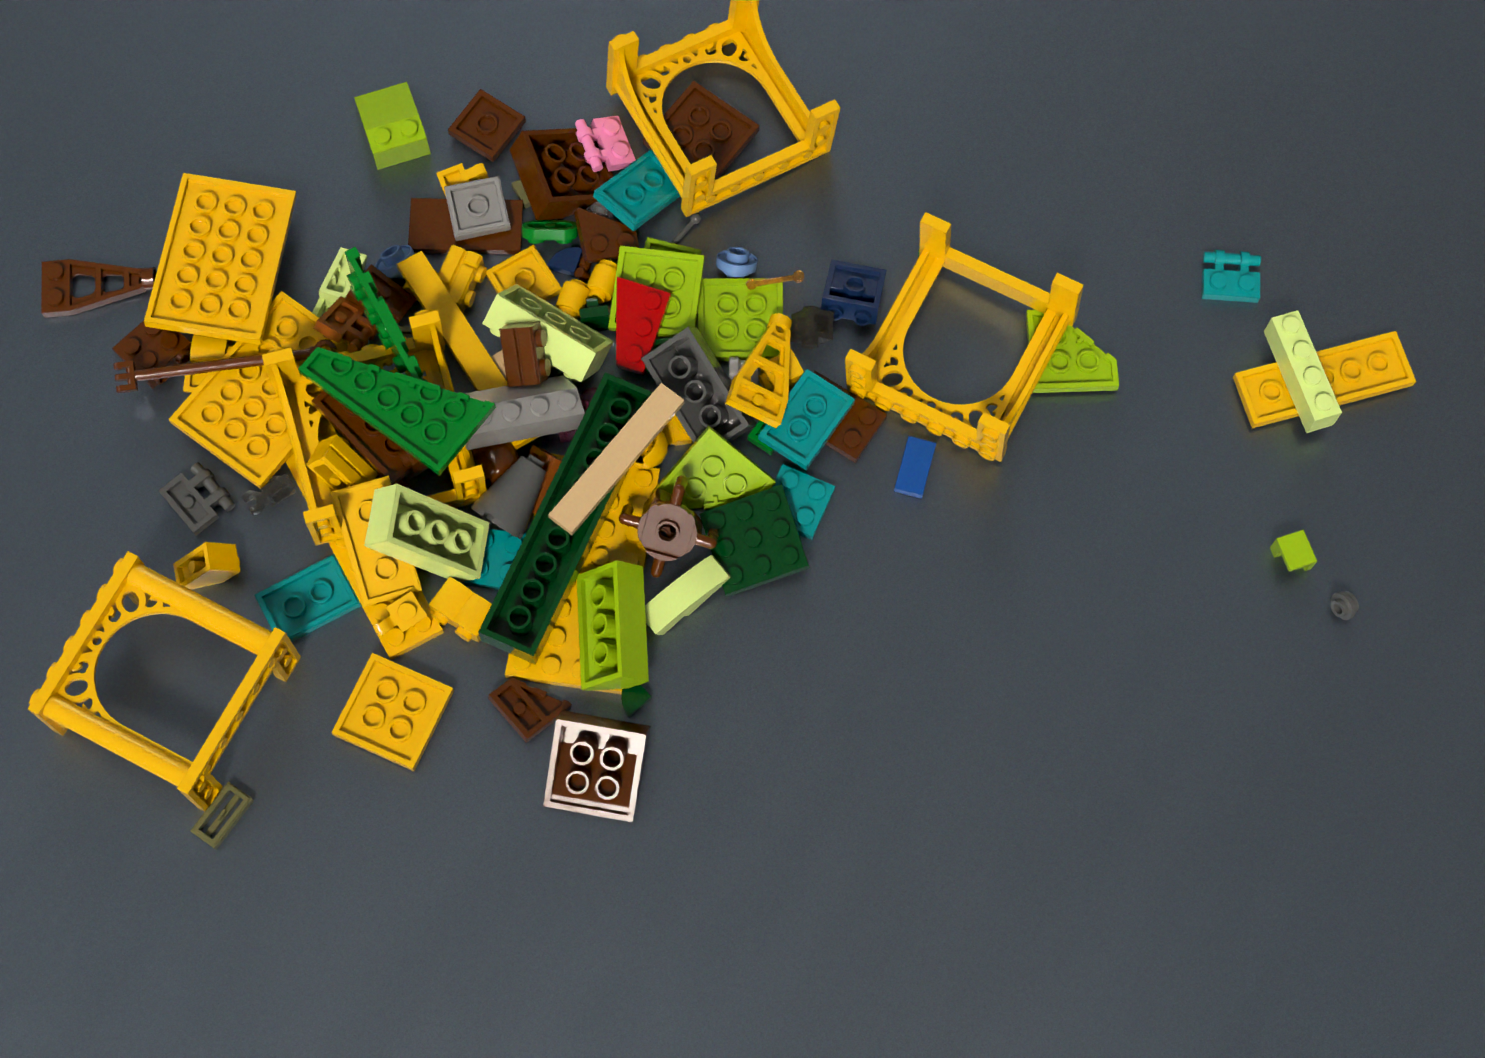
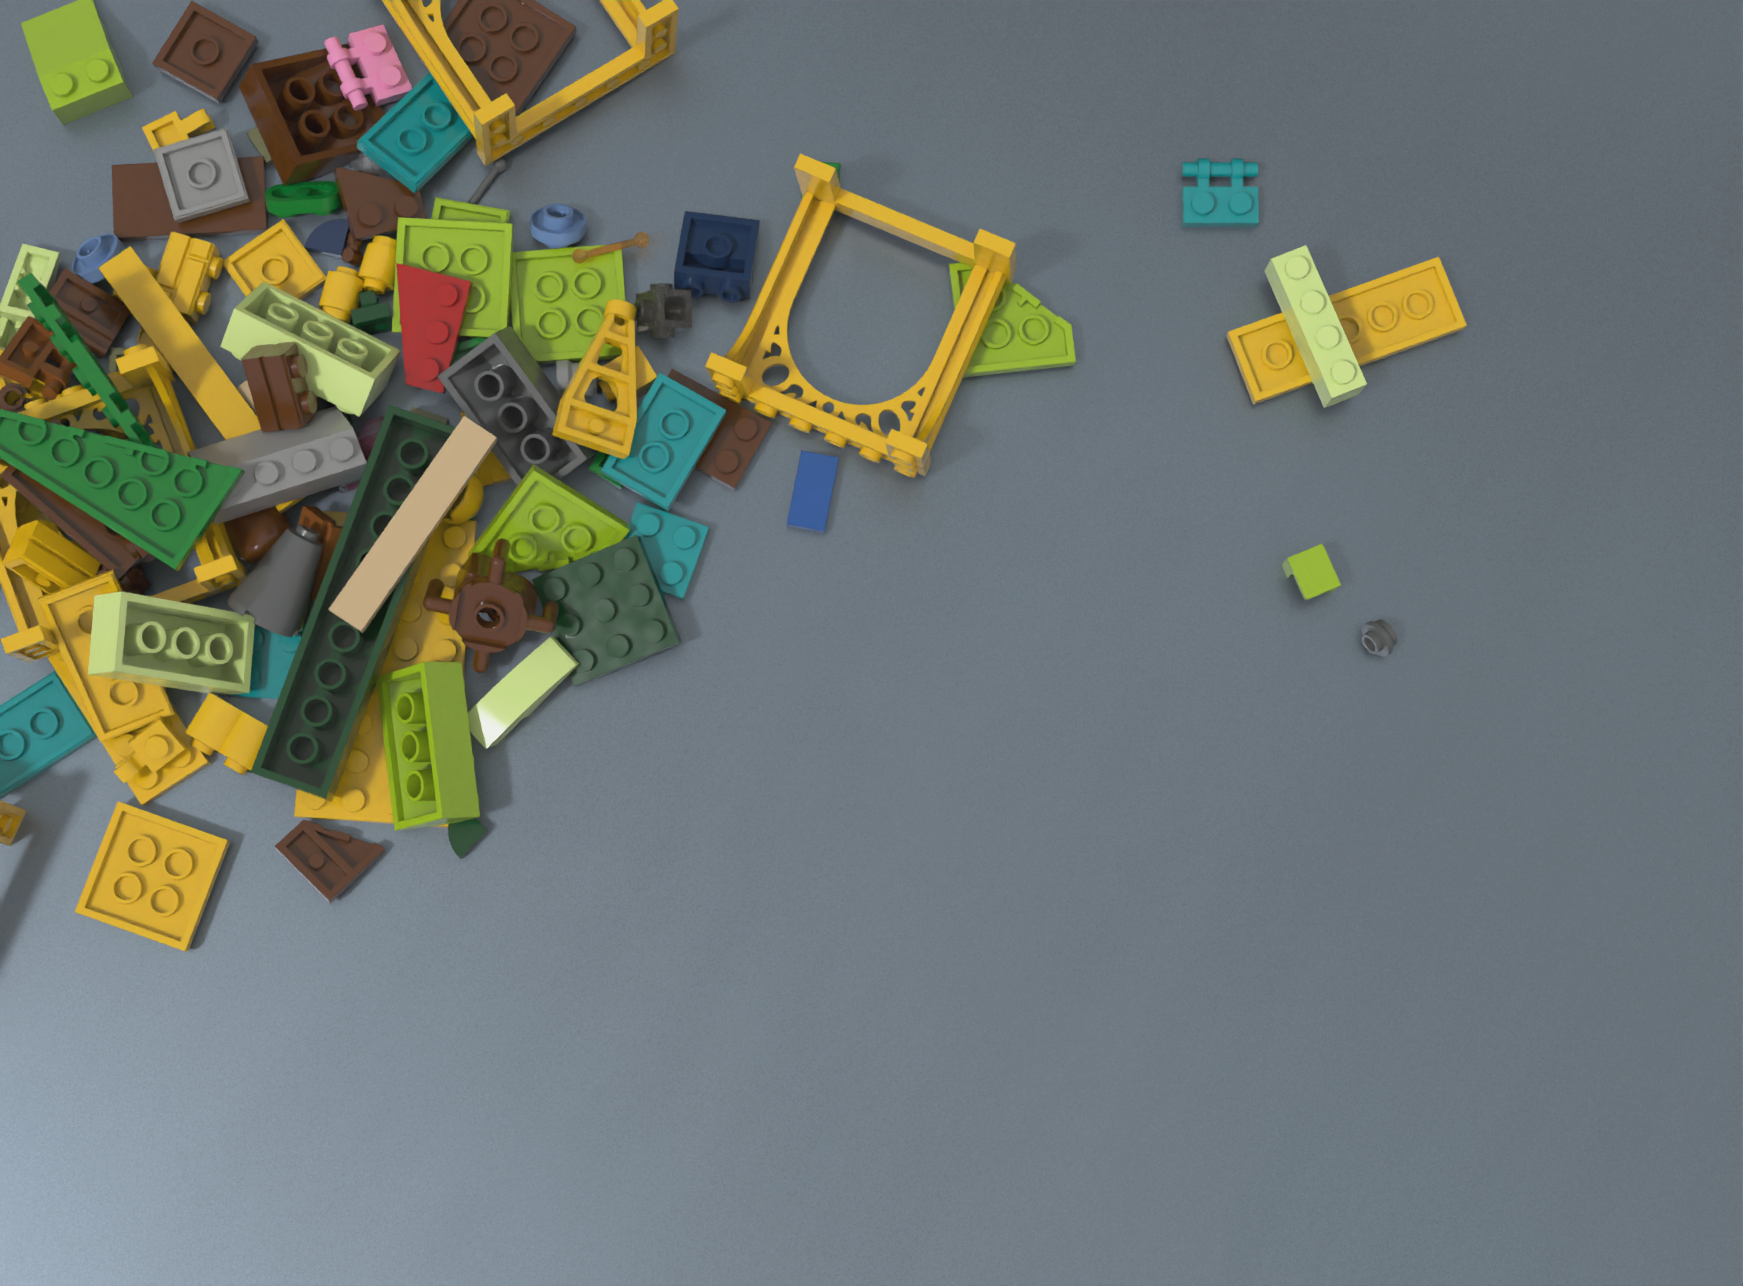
camera: 10 degrees left, 10 degrees up
(596, 765) = (422, 926): reddish brown slope -> none

